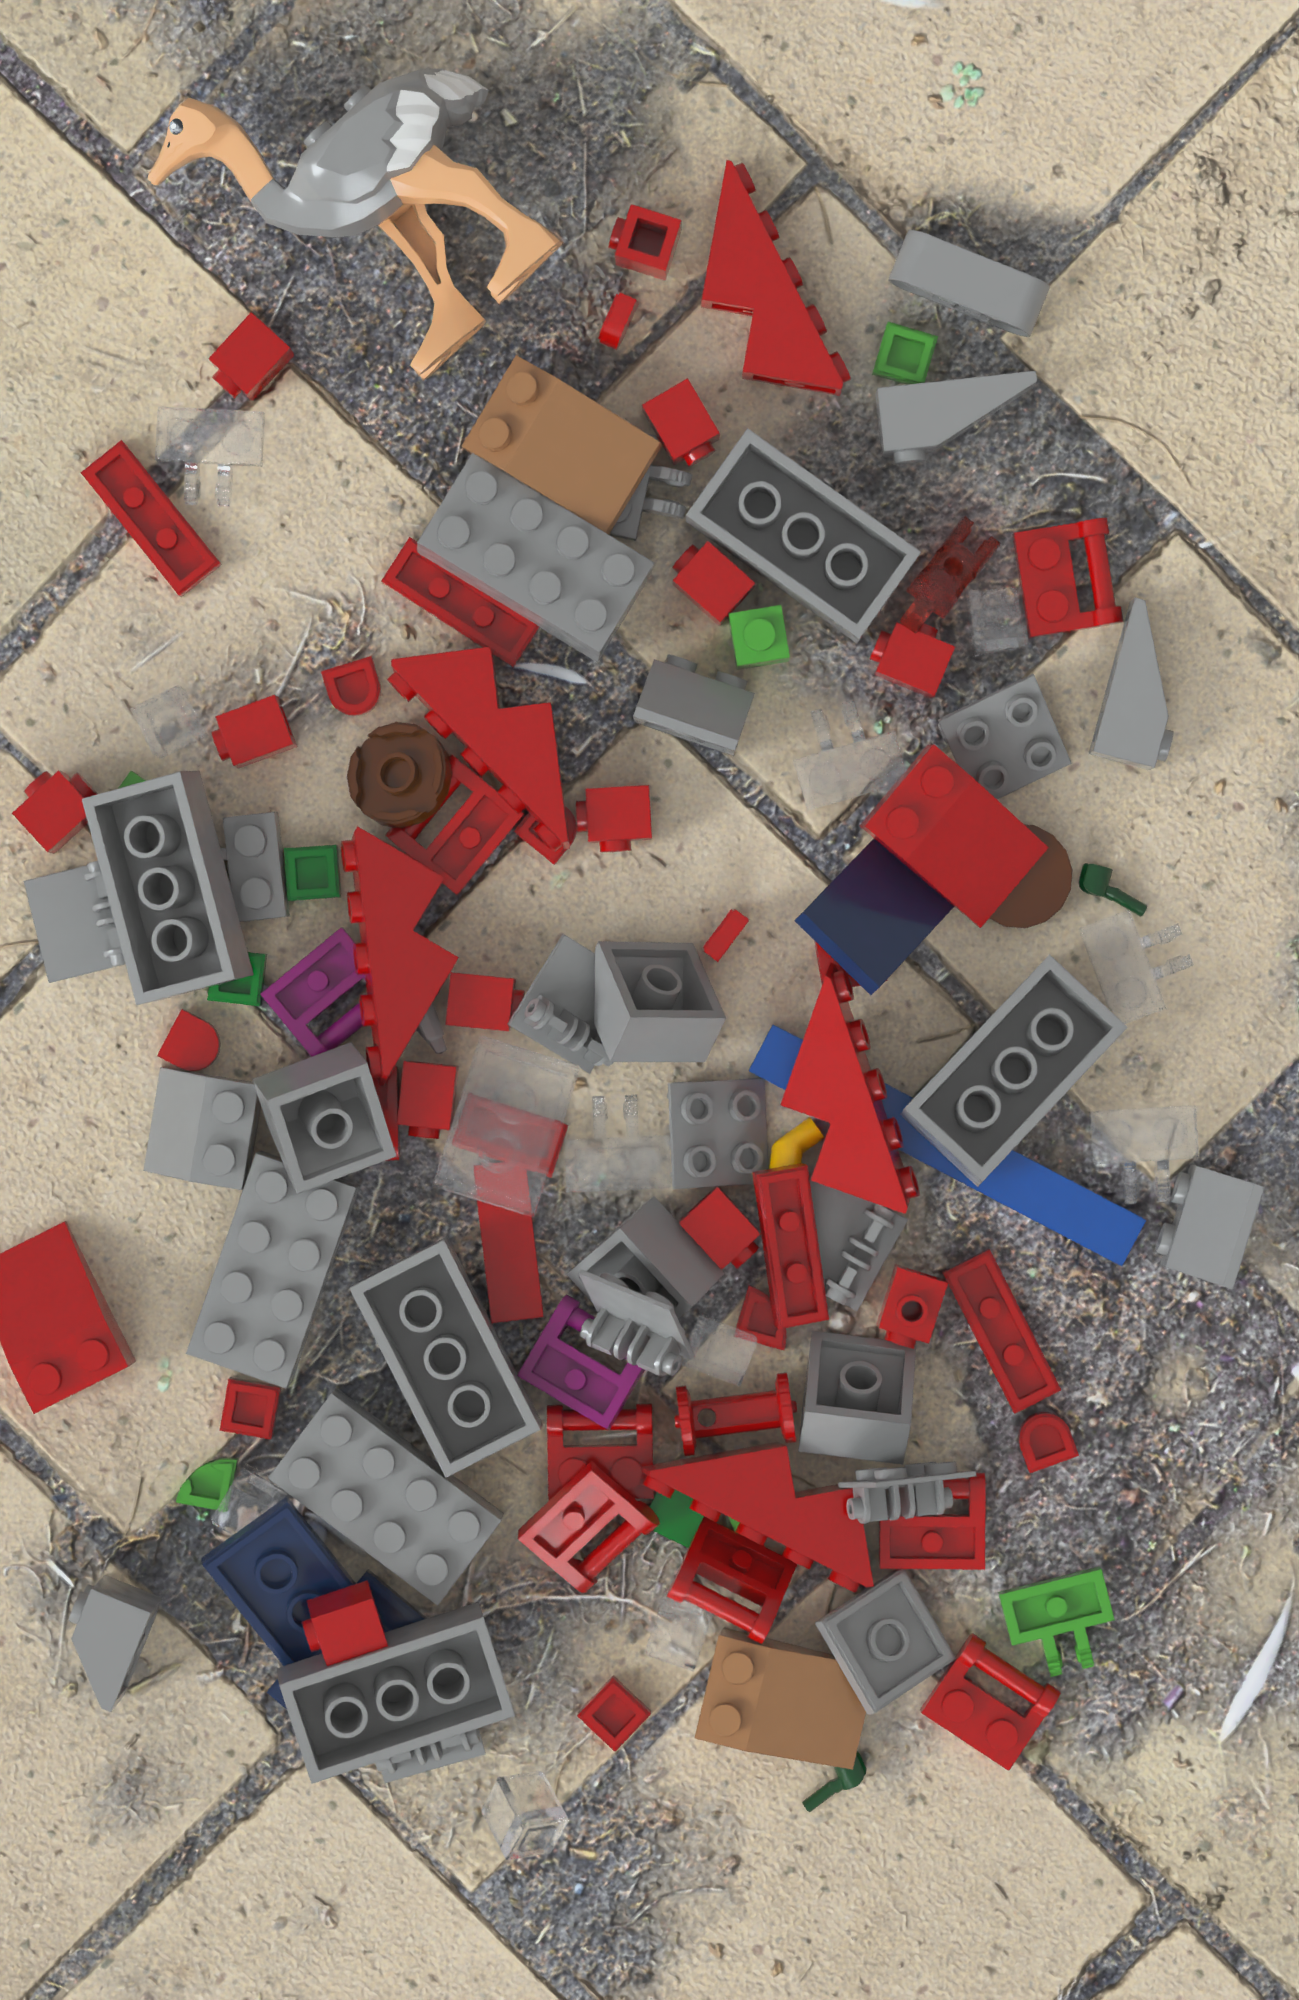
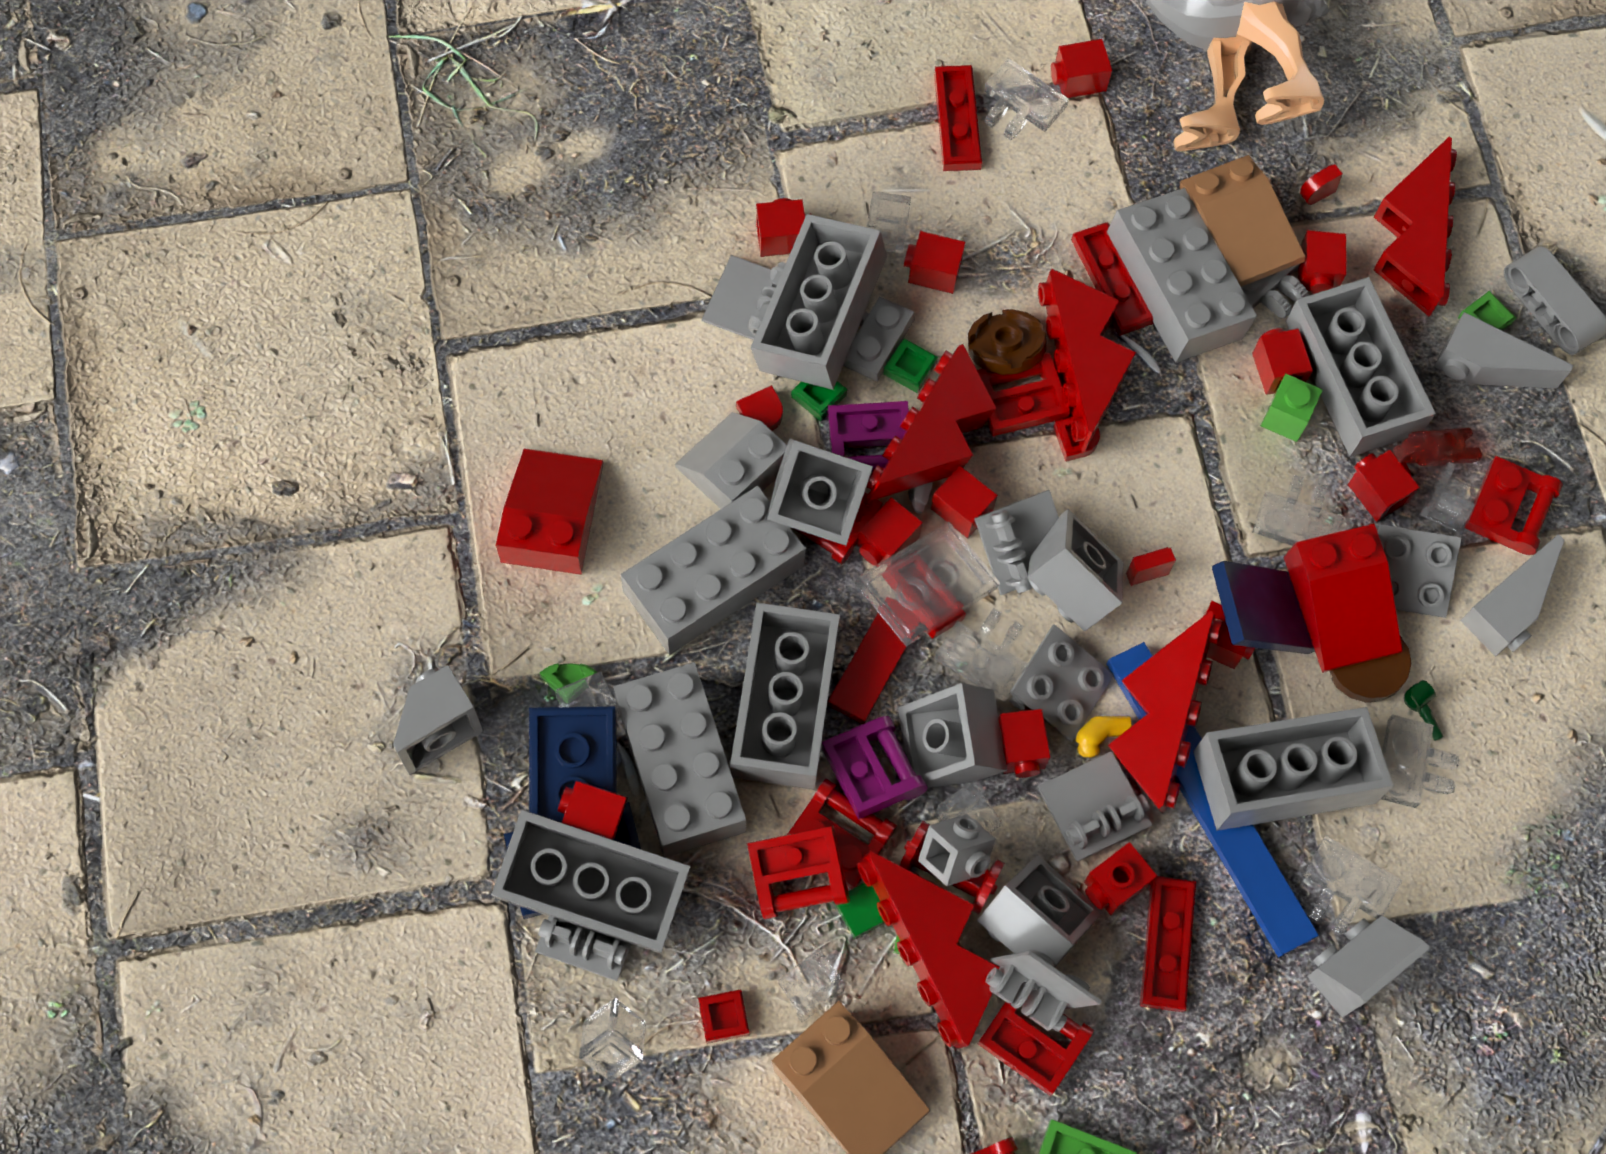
camera: 30 degrees right, 20 degrees down
(250, 1408) = (631, 650): red tile -> none
(353, 686) = (1012, 281): red tile -> none
(615, 816) = (1128, 451): red brick -> none
(634, 1325) = (929, 749): light grey hinge -> none
(645, 241) = (1369, 151): red brick -> none
(694, 705) = (1220, 420): light grey slope -> none
(733, 1409) = (957, 849): none -> light grey brick
(739, 1567) = (881, 971): red plate -> none
(757, 1319) = (1012, 825): red tile -> none
(790, 1245) = (1063, 783): red tile -> none
(885, 1640) = (948, 1095): light grey tile -> none
(1045, 1441) = (1151, 1039): red tile -> none

